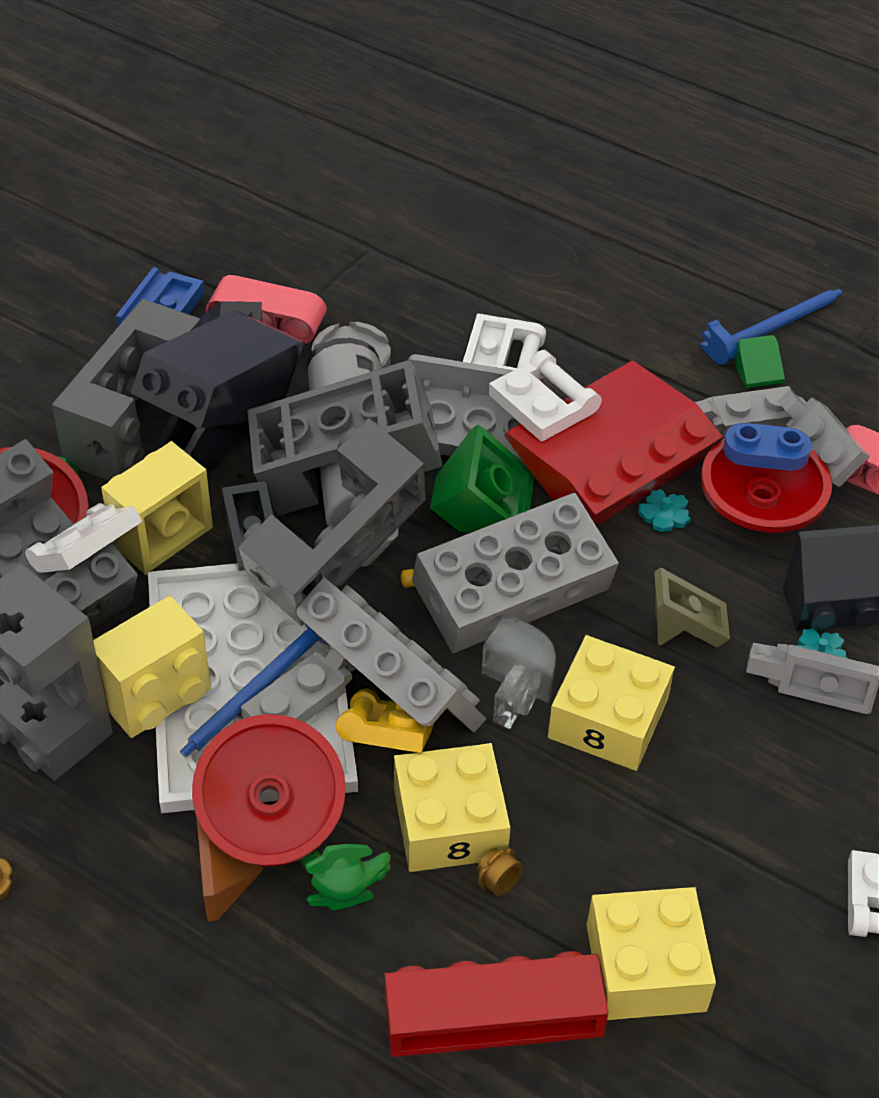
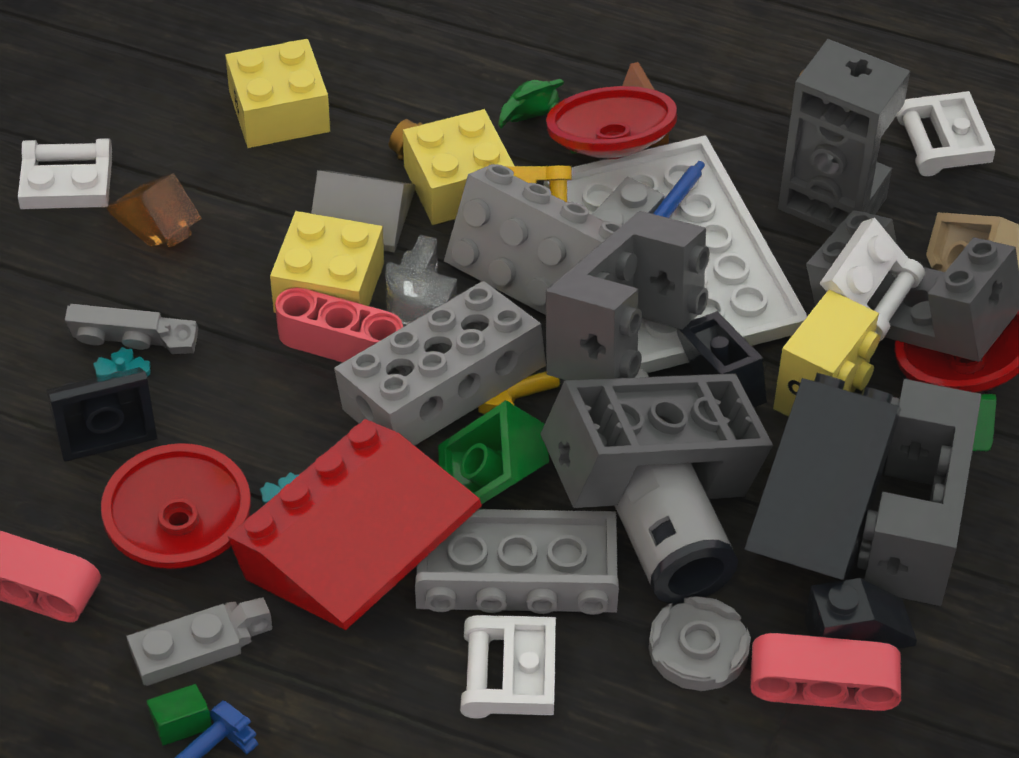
camera: 170 degrees right, 0 degrees up
(152, 666) = (751, 181): light yellow brick -> none
(168, 290) = (961, 662): blue plate -> none
(495, 1004) = (397, 50): red brick -> none
(535, 404) = (450, 519): white plate -> none
(562, 799) = (364, 201): none -> light grey slope
(573, 617) = (330, 324): none -> coral beam
(688, 608) = (259, 356): olive slope -> none
(767, 446) = (175, 528): blue plate -> none
(798, 812) = (157, 211): none -> clear orange slope
(827, 434) = (107, 572): light grey hinge -> none

